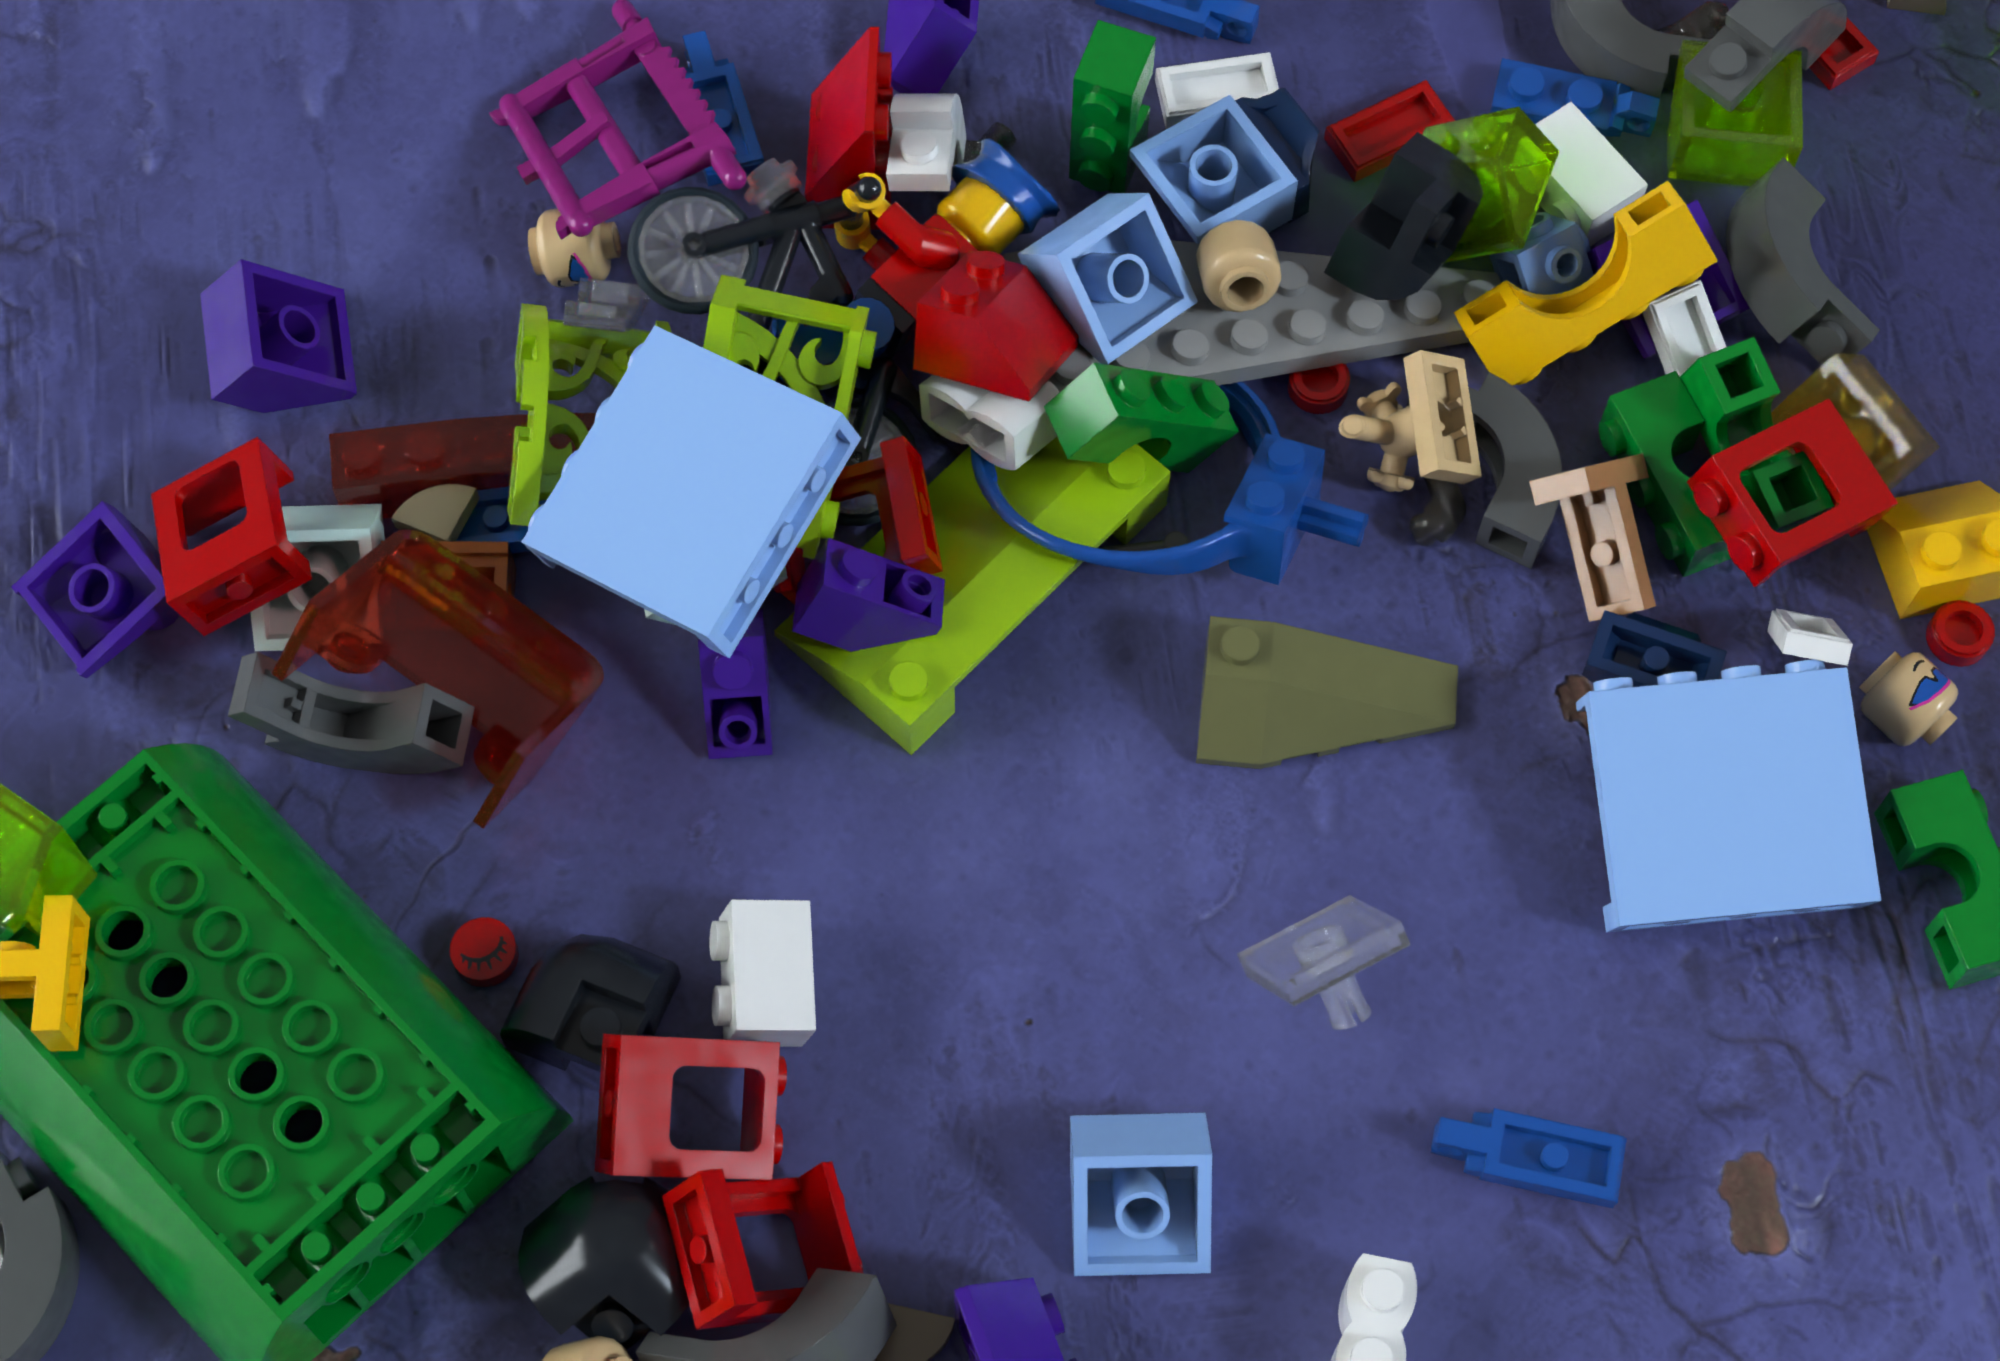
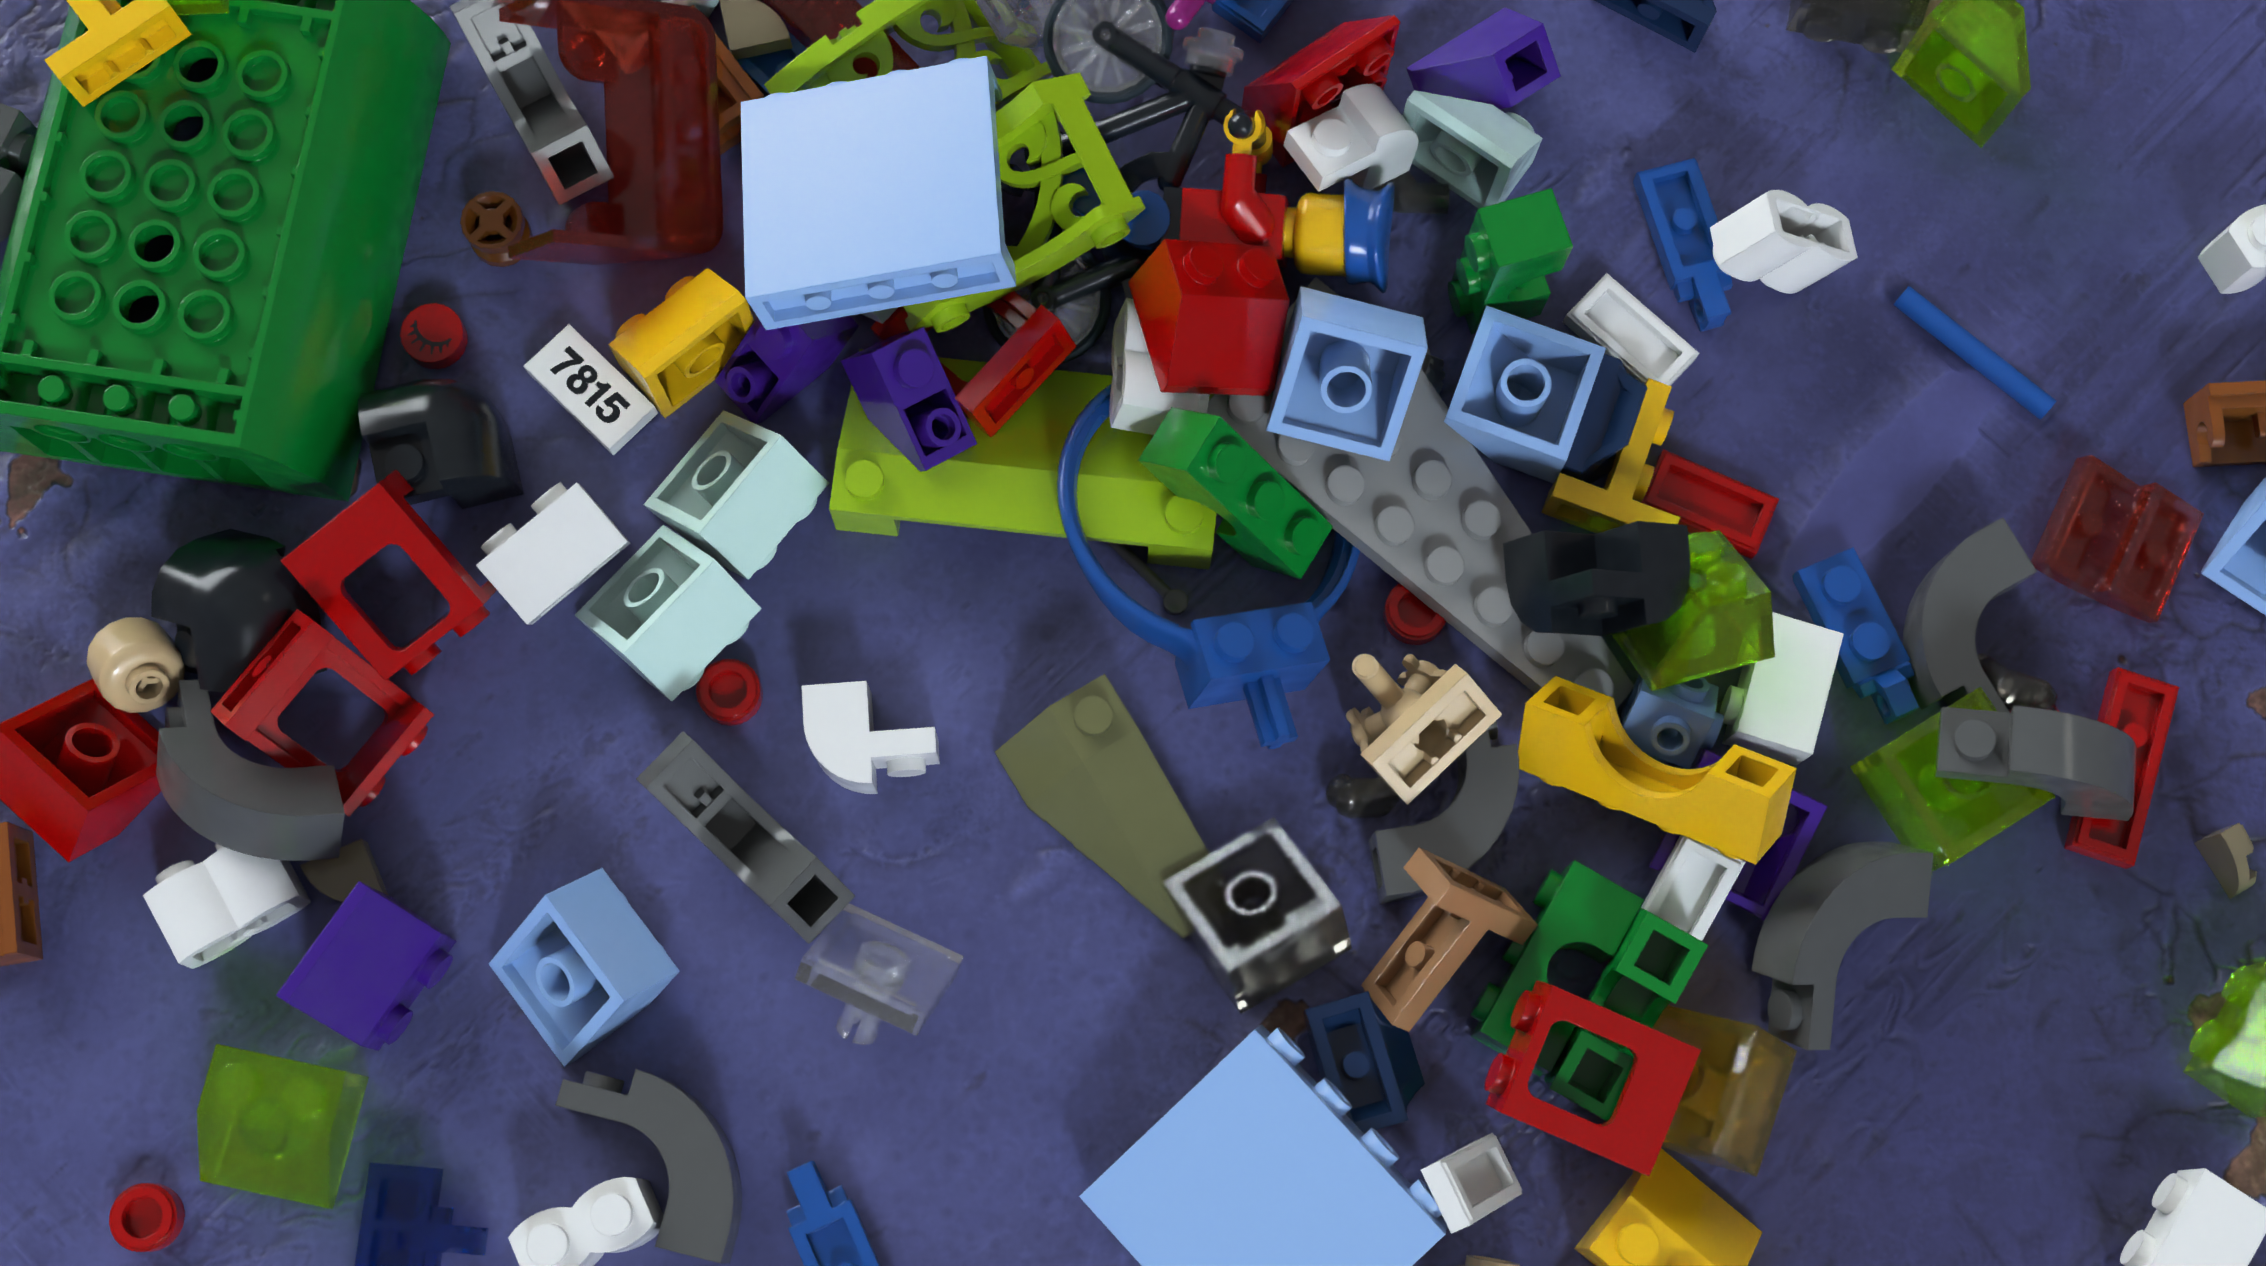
camera: 50 degrees right, 10 degrees up
(428, 821) = (491, 215): none -> reddish brown wheel
(636, 858) = (591, 389): none -> white tile
(661, 745) = (683, 340): none -> yellow slope
(825, 799) = (738, 493): none -> light aqua slope
(885, 920) = (669, 612): none -> light aqua slope
(987, 926) = (729, 692): none -> red tile
(994, 77) = (1470, 145): none -> light aqua slope
(1108, 859) = (848, 748): none -> white brick
(1139, 987) = (745, 837): none -> dark grey arch
(1238, 266) = (1441, 470): tan head -> none
(1340, 183) = (1628, 479): none -> yellow bracket
(1359, 1206) = (700, 1163): none -> dark grey arch
(1483, 647) = (1259, 914): none -> clear smoke slope

